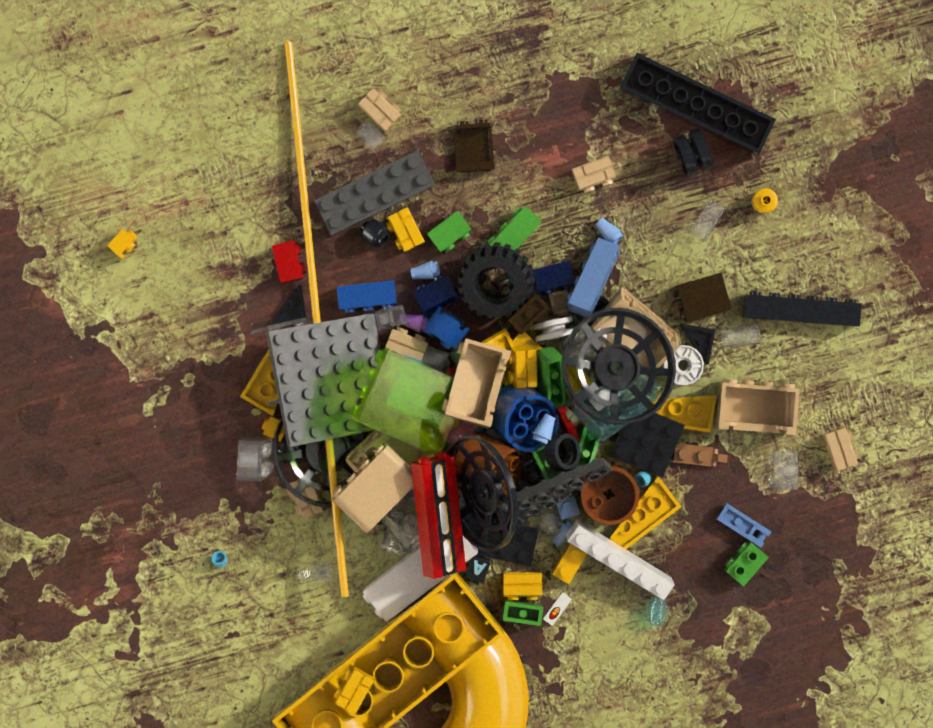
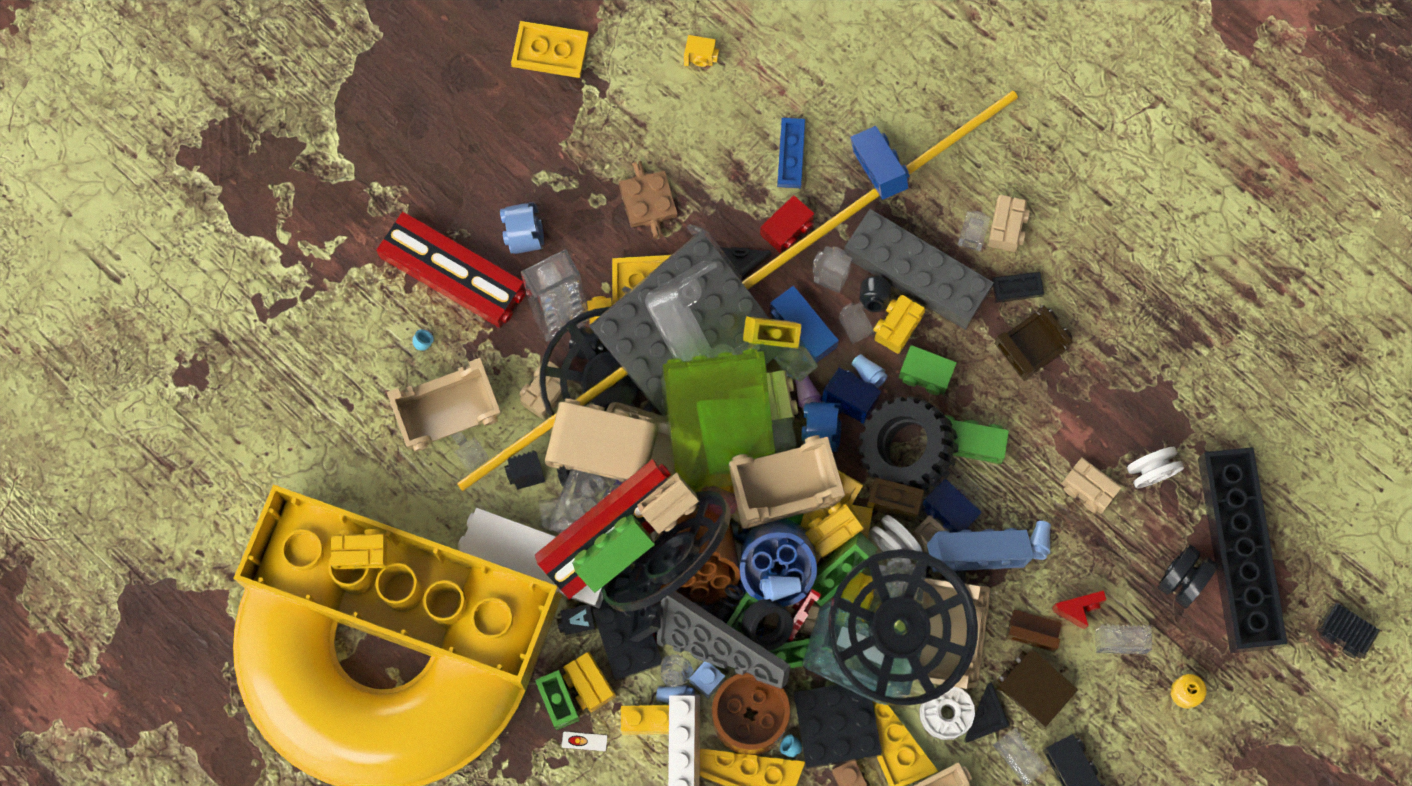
camera: 60 degrees right, 15 degrees down
(56, 347) = (550, 49): none -> yellow plate
(181, 511) = (452, 270): none -> red brick
(182, 446) = (523, 228): none -> medium blue brick
(210, 345) = (647, 199): none -> medium nougat plate
(237, 226) = (791, 153): none -> blue plate
(278, 572) = (444, 406): none -> tan windscreen
(284, 170) = (880, 162): none -> blue brick
(309, 386) = (675, 320): none -> clear windscreen
(340, 252) = (832, 268): none -> clear brick
(356, 544) = (524, 470): none -> black brick
(363, 324) = (772, 332): none -> yellow brick
(386, 258) = (855, 322): none -> clear bracket
(428, 132) = (1018, 287): none -> black plate
(449, 472) = (668, 504): none -> tan brick
(457, 526) = (612, 553): none -> bright green brick
(609, 125) = (1155, 467): none -> white wheel
(664, 273) = (1034, 630): none -> reddish brown panel
(666, 239) = (1074, 608): none -> red slope
(789, 70) = (1347, 631): none -> black brick

